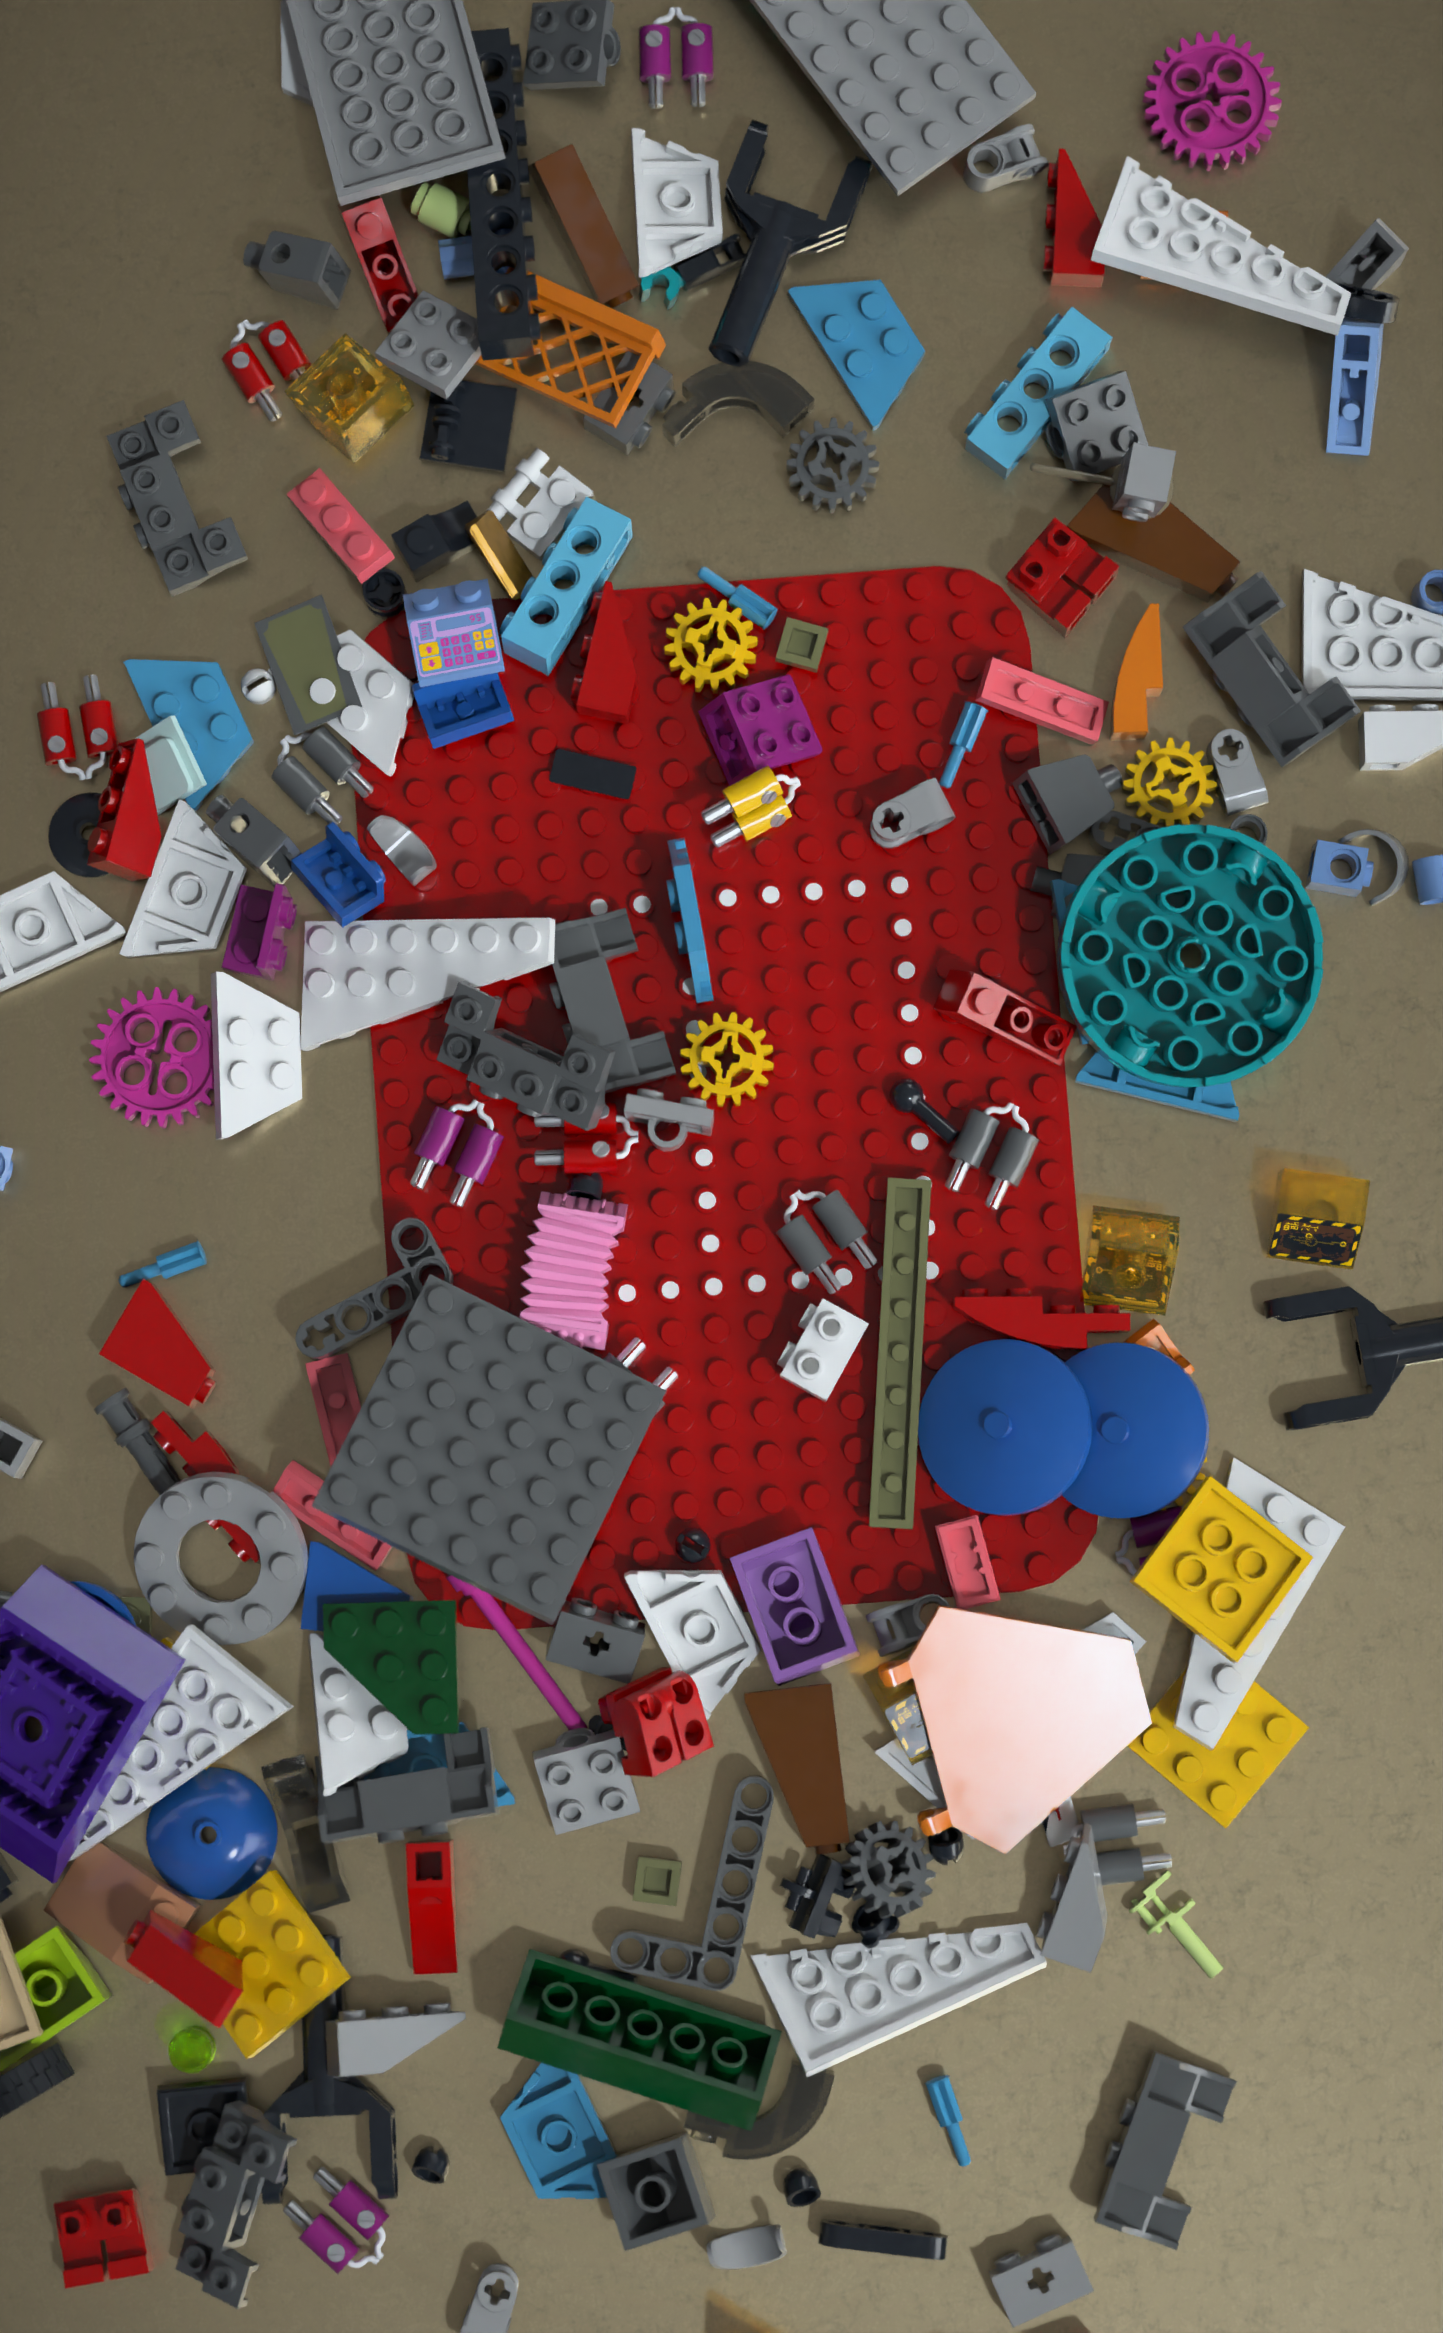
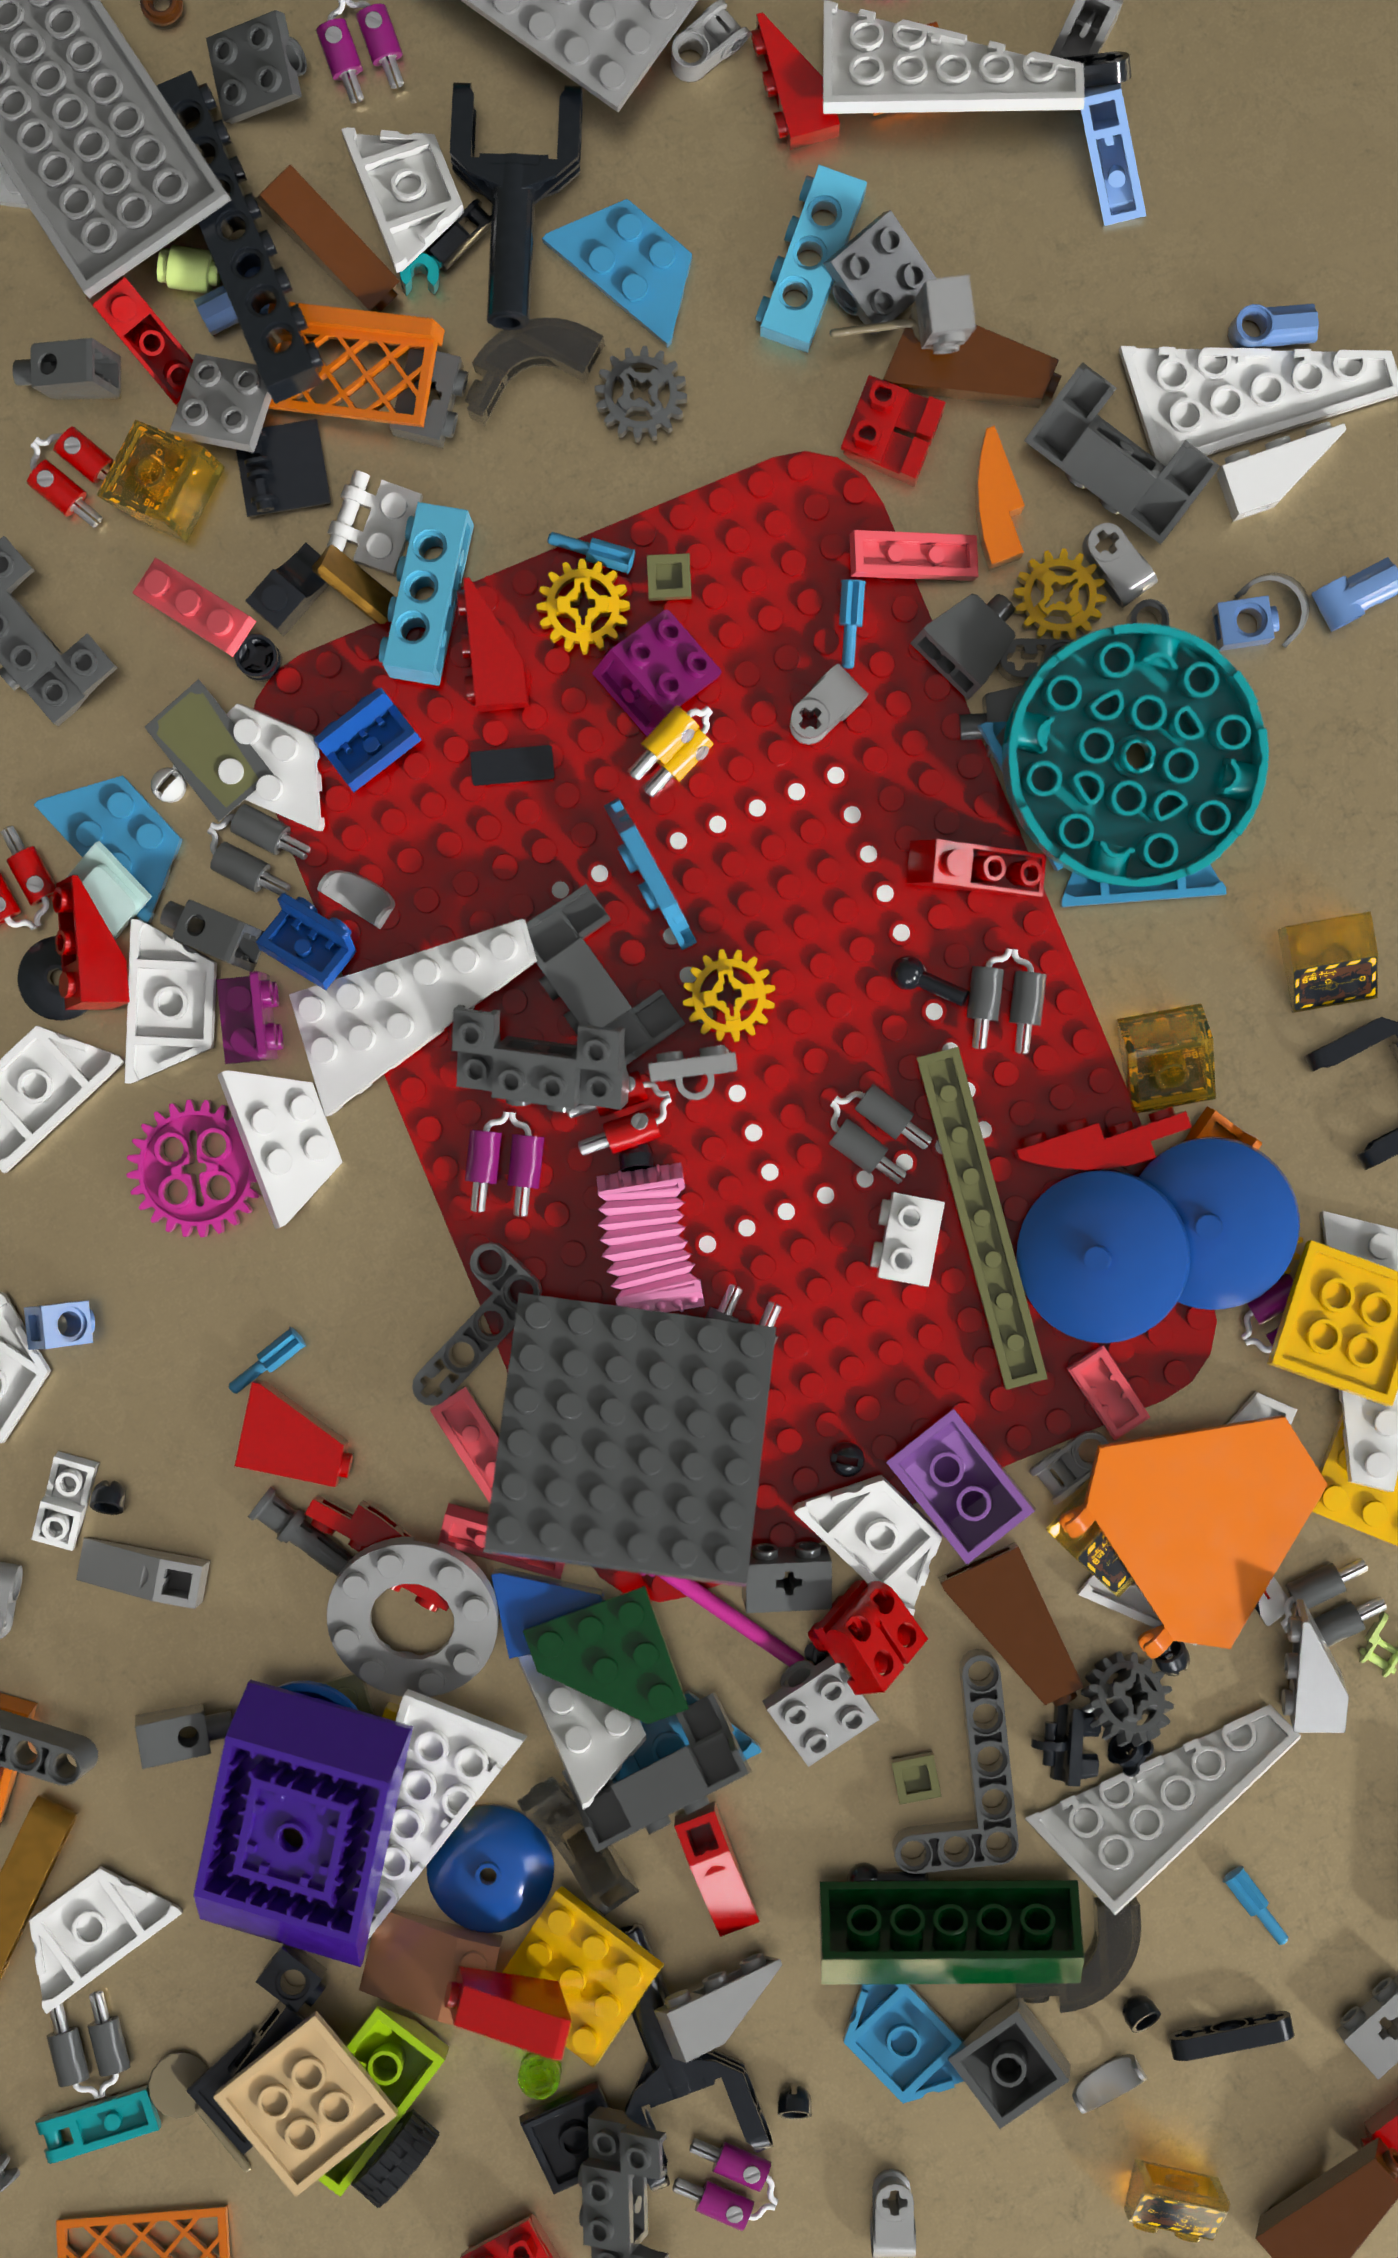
camera: 20 degrees left, 5 degrees up
(453, 632) = (336, 676): medium blue slope -> none

